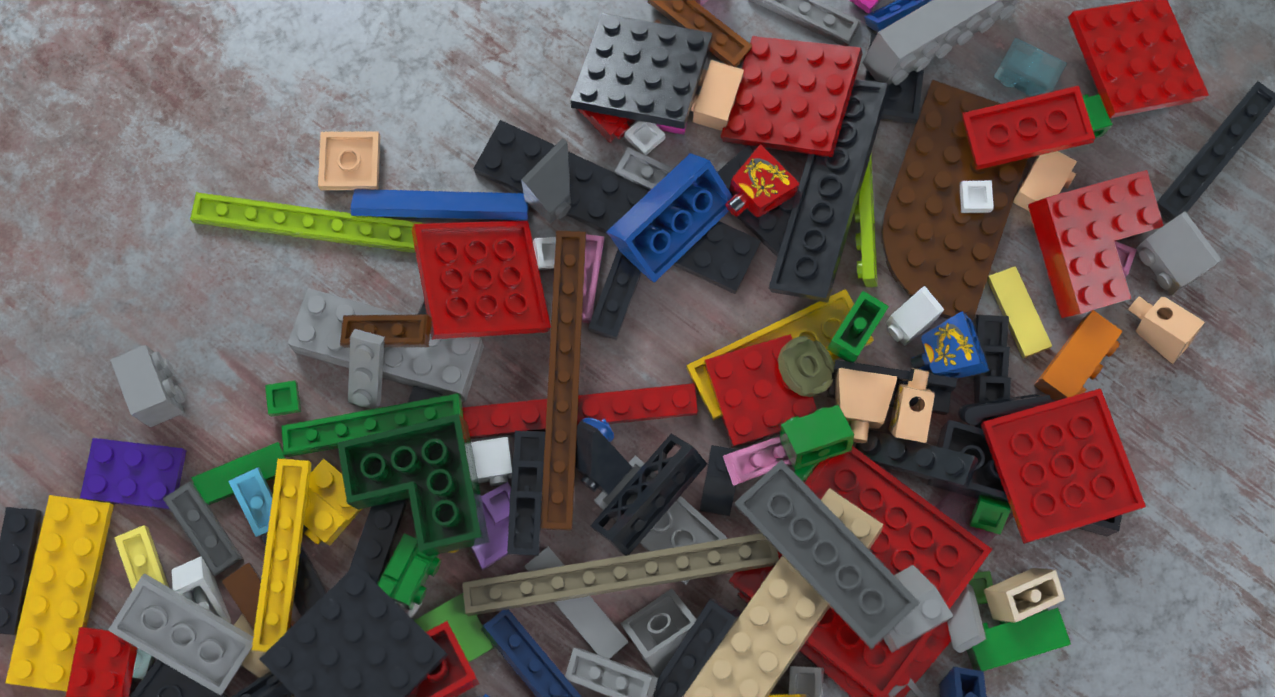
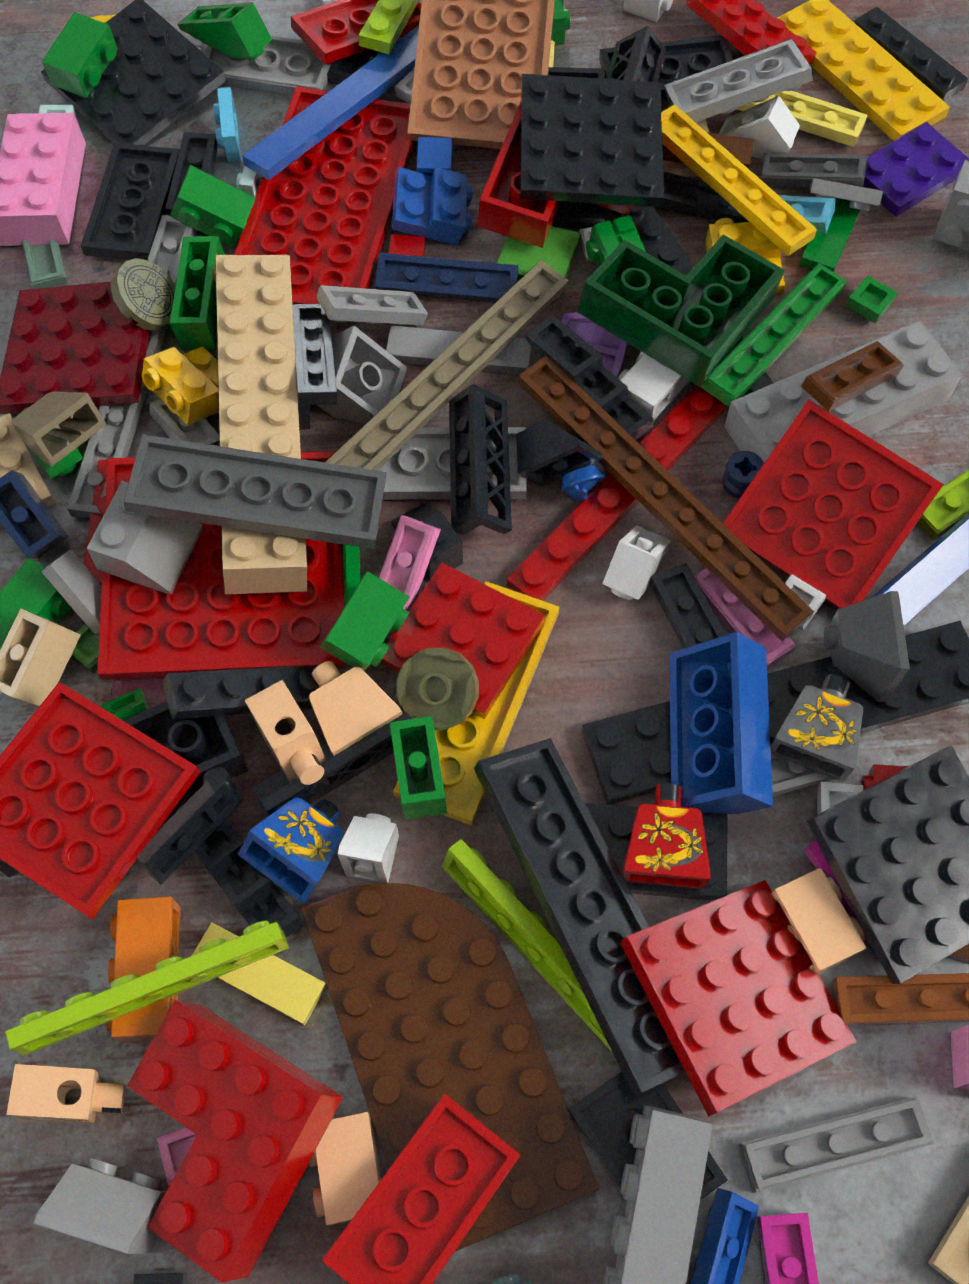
camera: 140 degrees right, 10 degrees down
(211, 483) = (859, 197): none -> light grey plate
(365, 369) = (833, 347): light grey plate -> none
(498, 359) = (734, 477): none -> dark blue wheel
(613, 354) = (635, 562): none -> white slope
(621, 170) = (822, 730): none -> flat silver torso
(976, 196) = (414, 1056): white plate -> none
(1099, 334) = (135, 992): none -> lime plate

